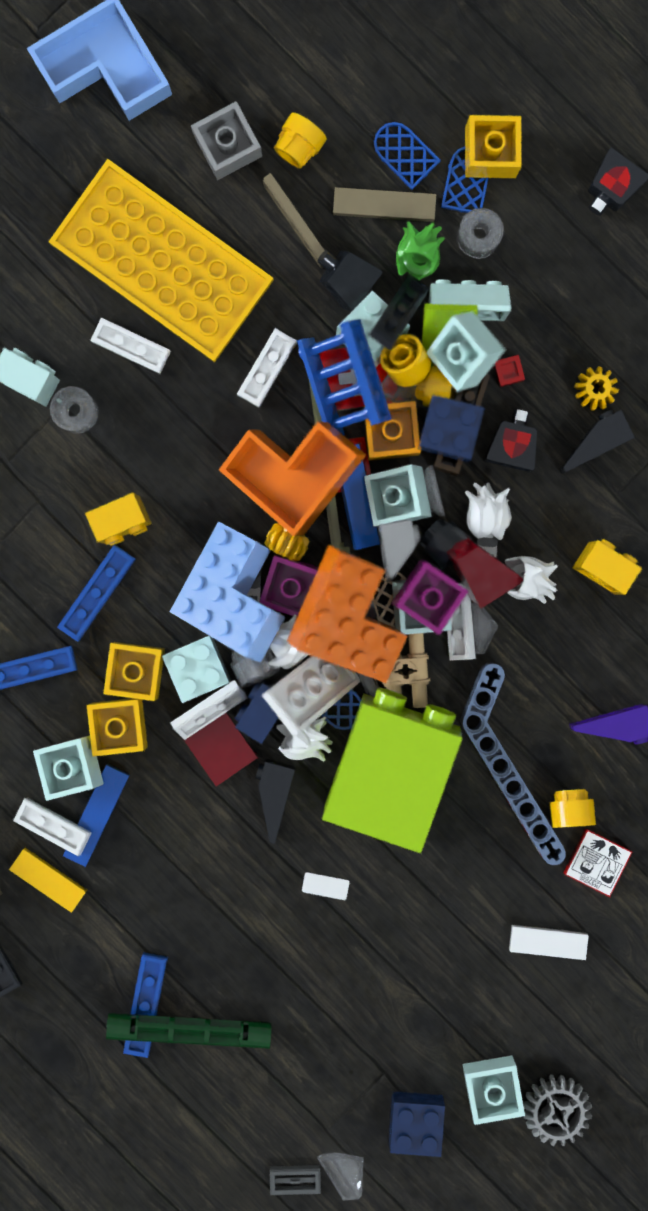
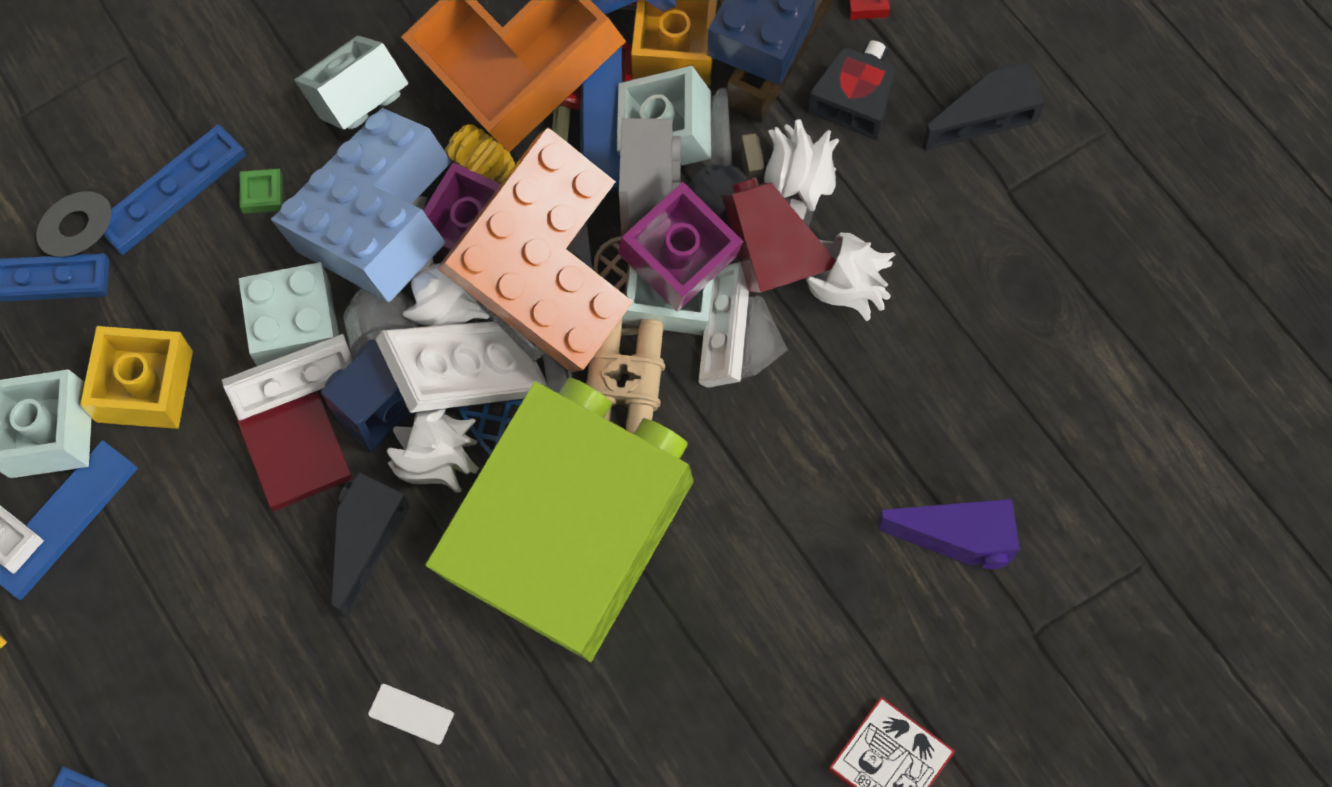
camera: 10 degrees right, 20 degrees down
(58, 637) = (99, 216): none -> dark grey piece
(119, 519) = (233, 79): yellow brick -> none
(134, 671) = (191, 297): yellow brick -> none
(153, 583) = (261, 190): none -> bright green tile
(194, 508) = (352, 82): none -> light aqua brick
(456, 508) = (752, 157): none -> dark tan tile
(509, 773) = (764, 574): sand blue beam -> none
(572, 809) = (859, 654): yellow piece -> none
(587, 385) = (995, 36): yellow gear -> none
(607, 567) = (974, 276): yellow brick -> none

